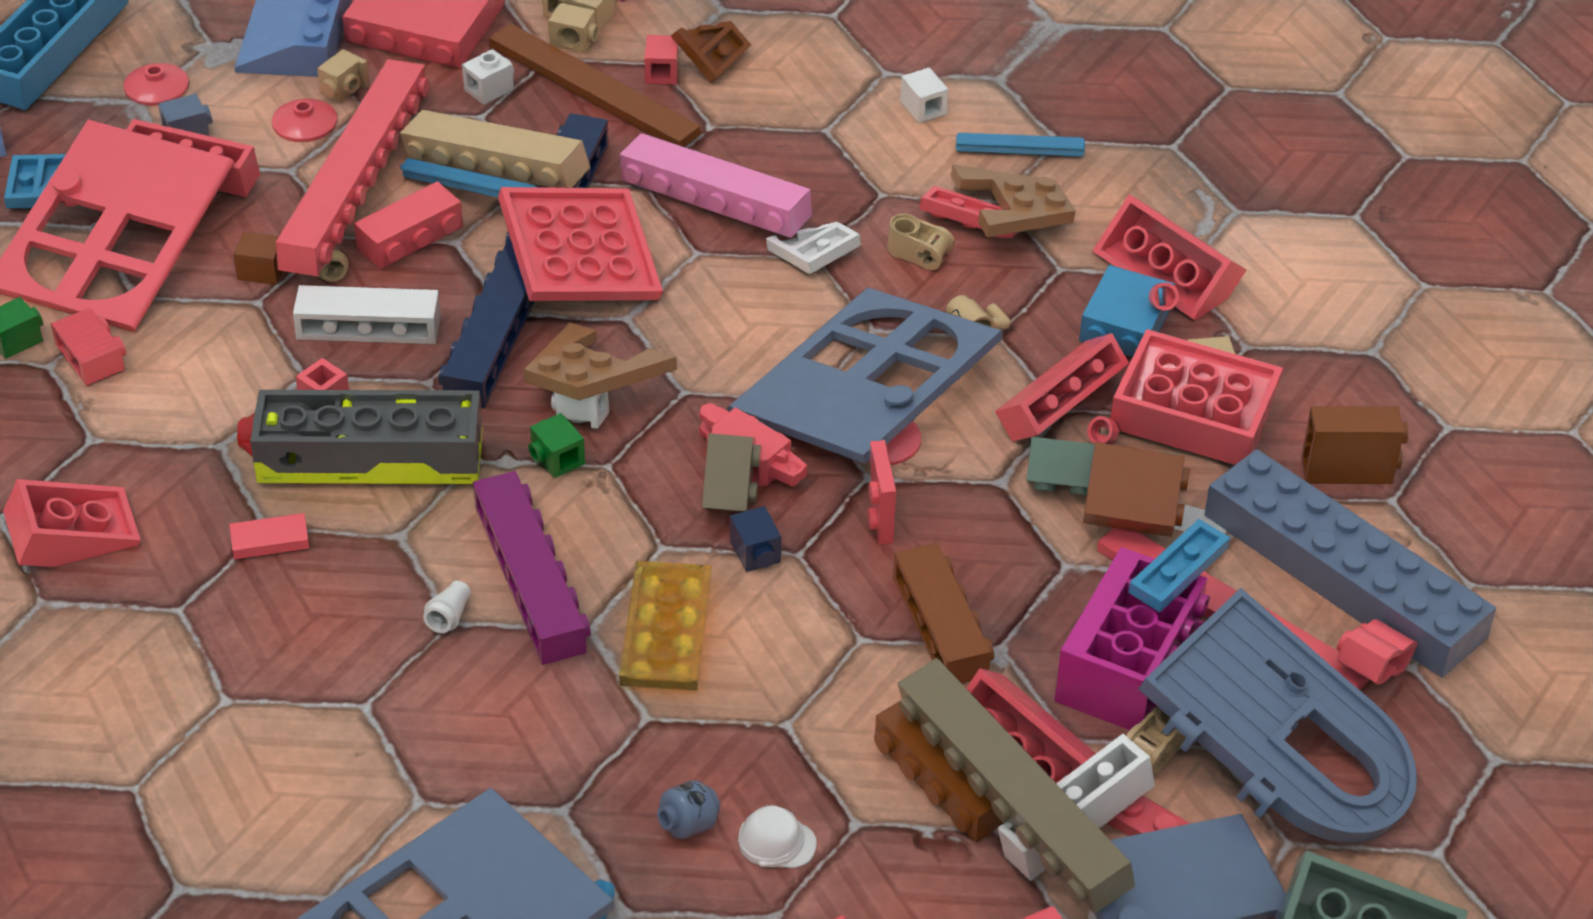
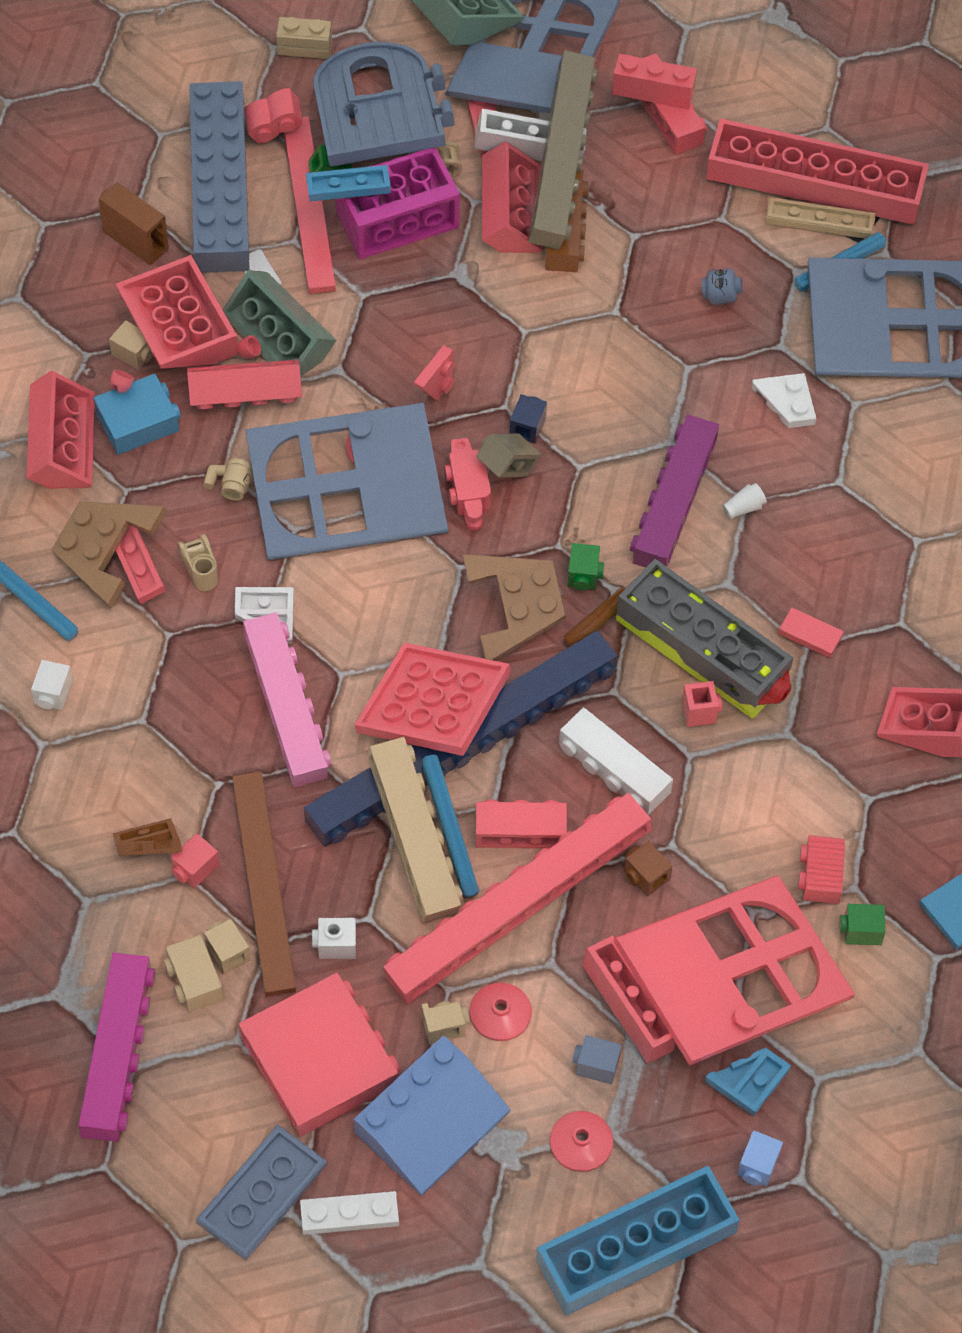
camera: 140 degrees left, 15 degrees up
(499, 749) = (788, 398): none -> white wing
(501, 421) = (594, 620): none -> dark orange axle
(666, 625) = (630, 404): clear yellow plate -> none
(776, 839) = (685, 252): white hat -> none
(941, 611) = (472, 301): dark orange brick -> none
(1135, 489) = (296, 274): dark orange brick -> none
(1468, 769) = (304, 37): none -> tan brick

